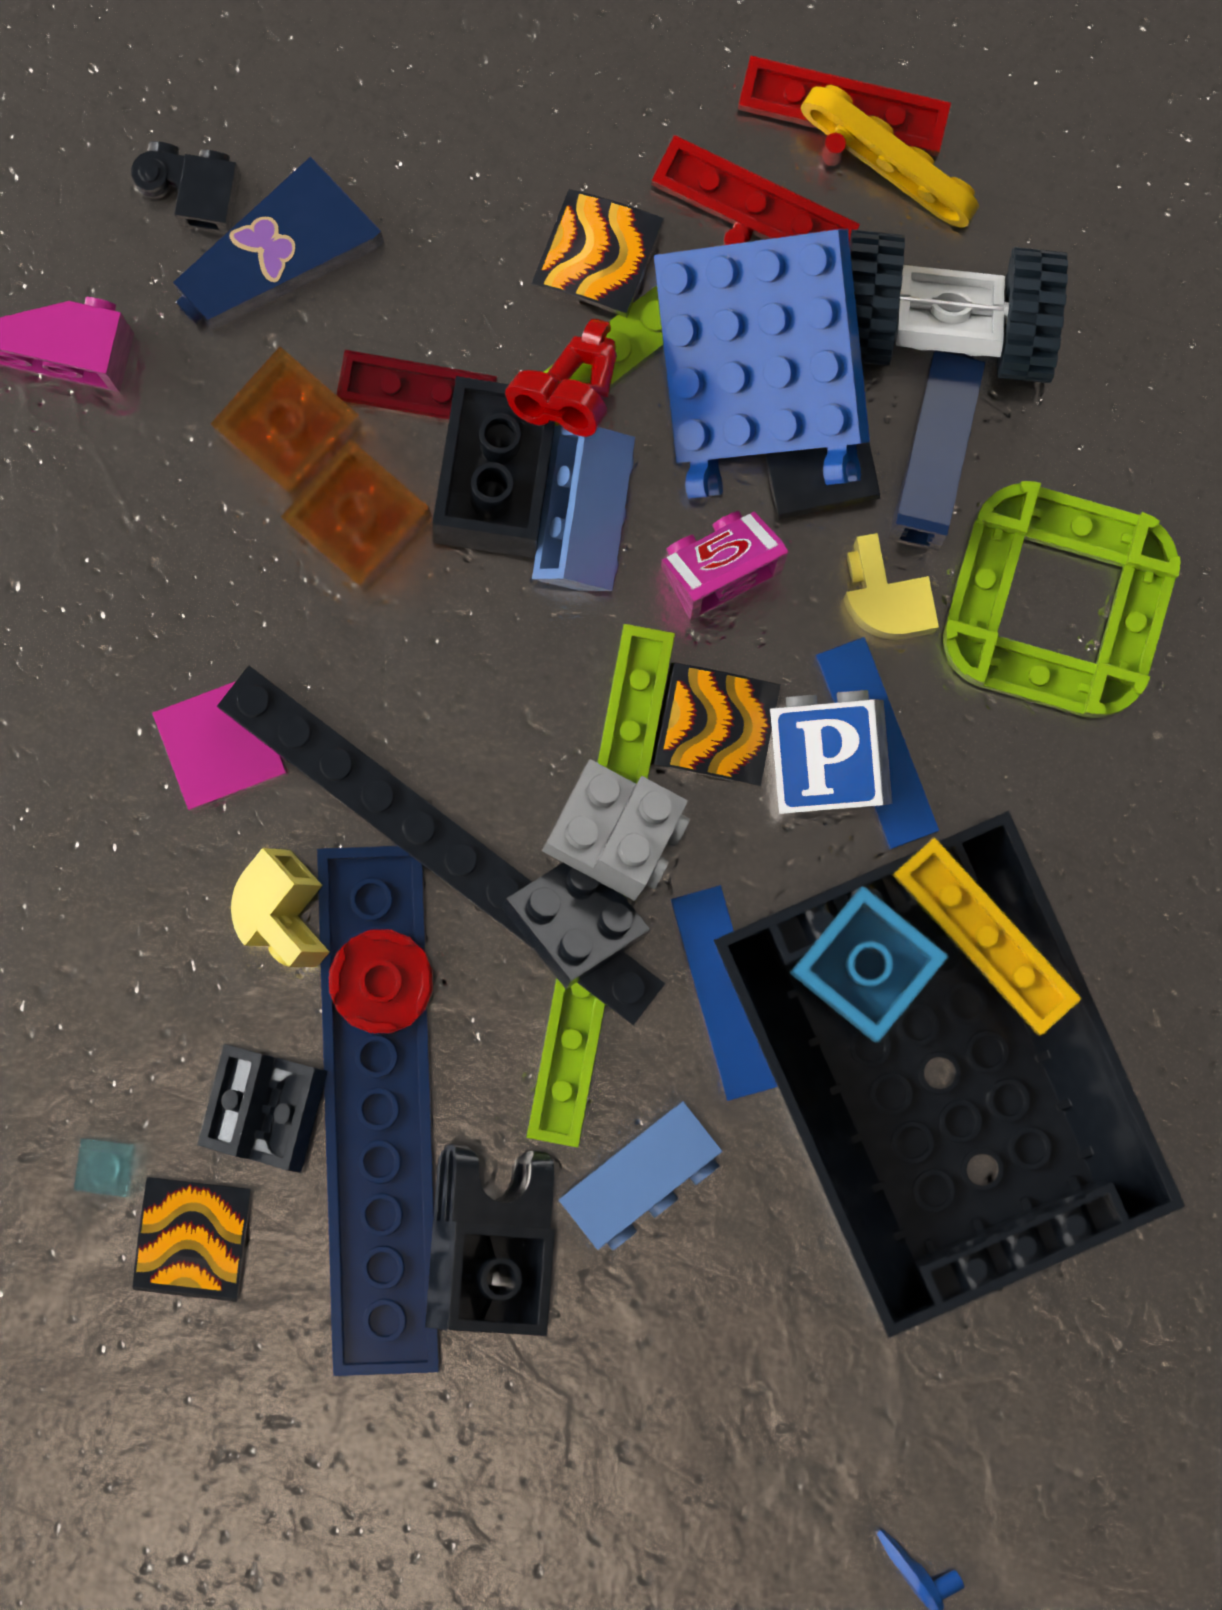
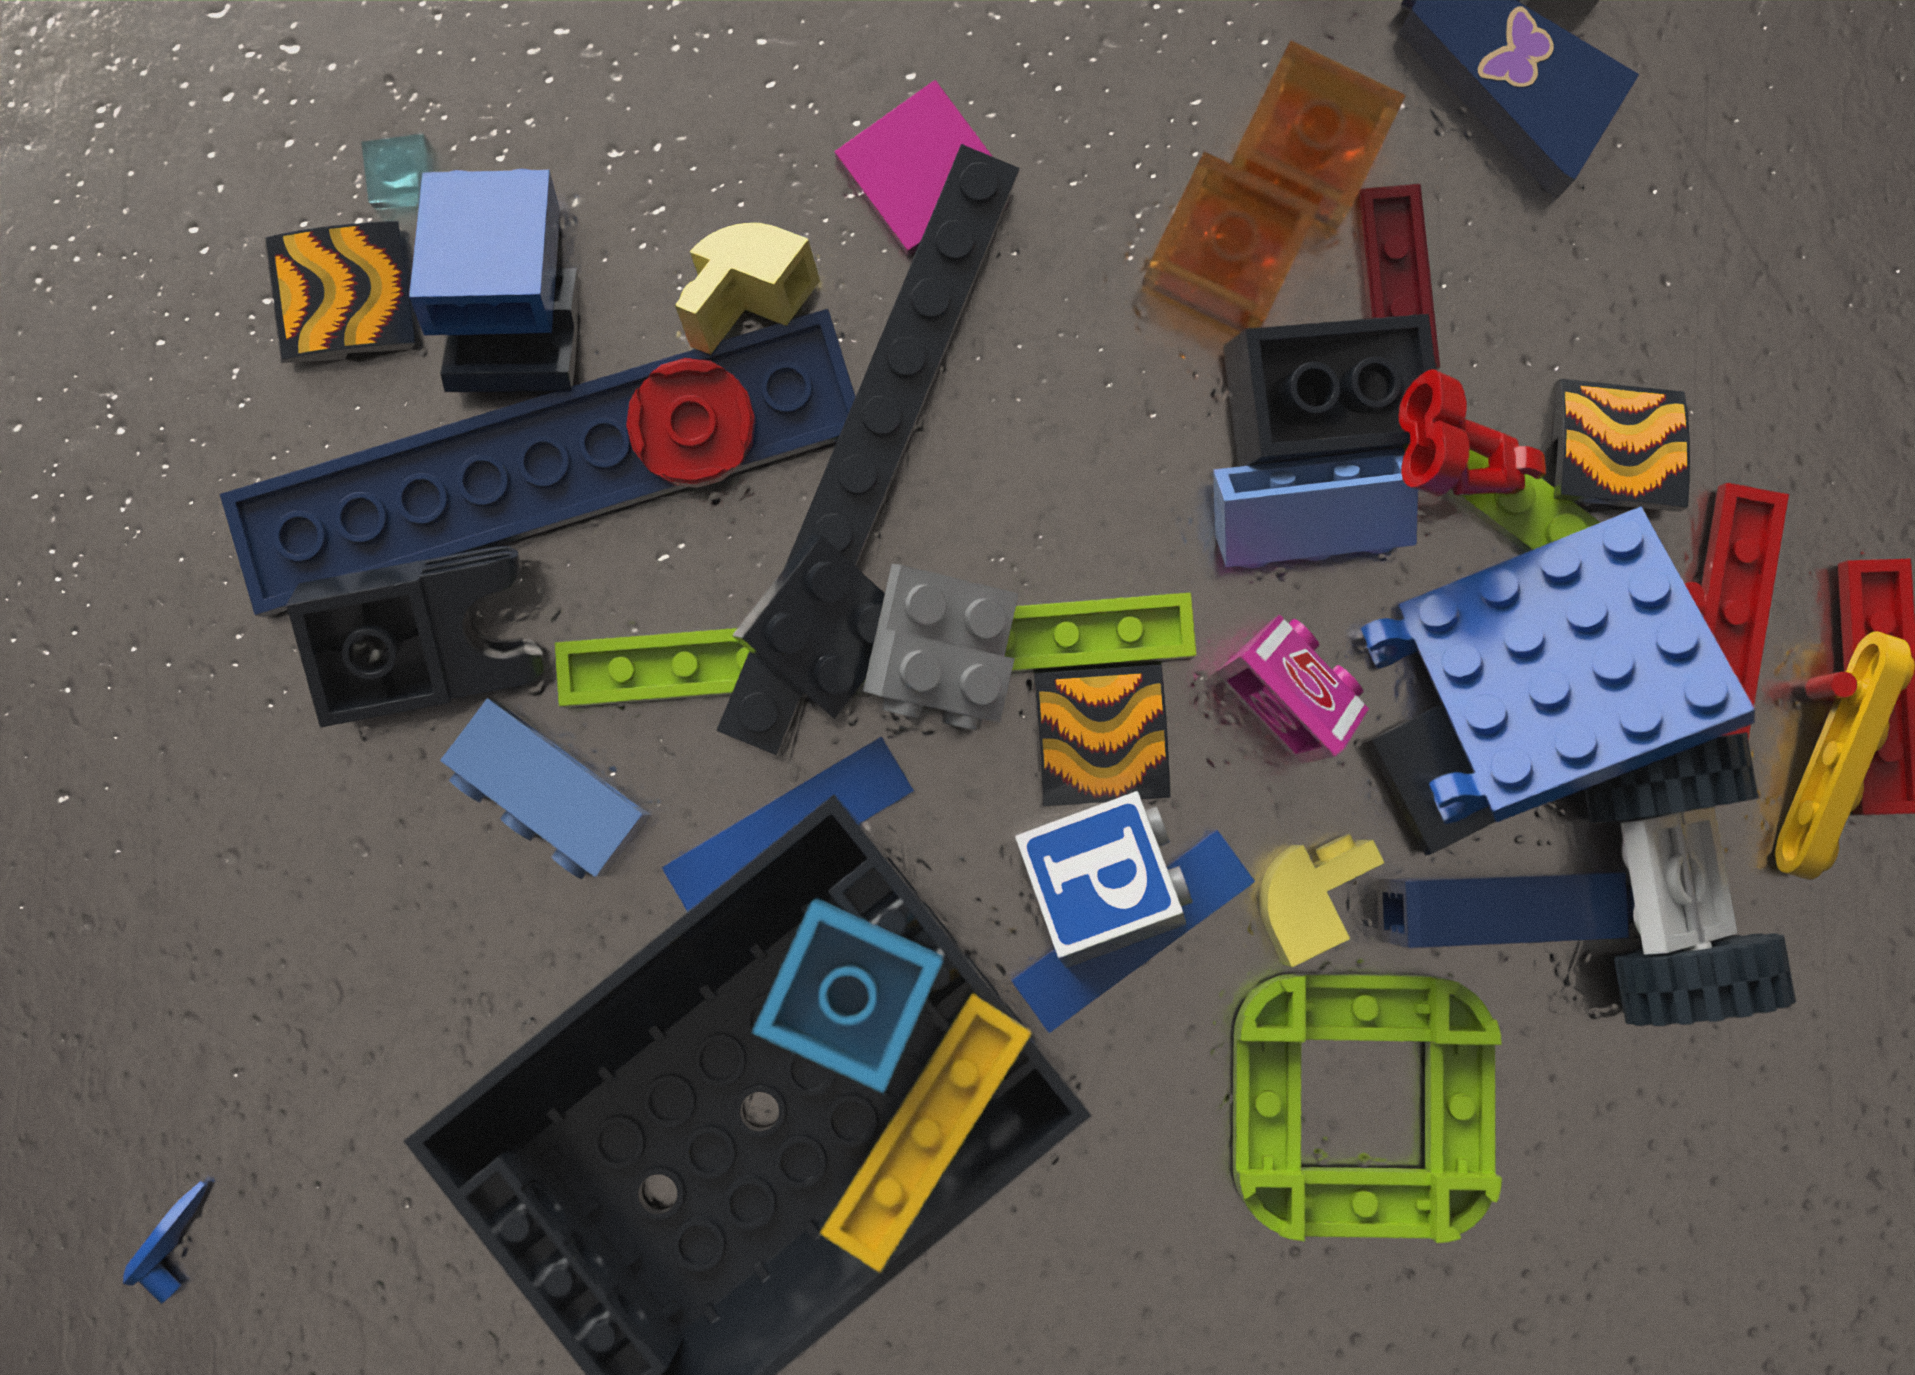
camera: 70 degrees right, 0 degrees up
(198, 1108) = (485, 252): none -> brick

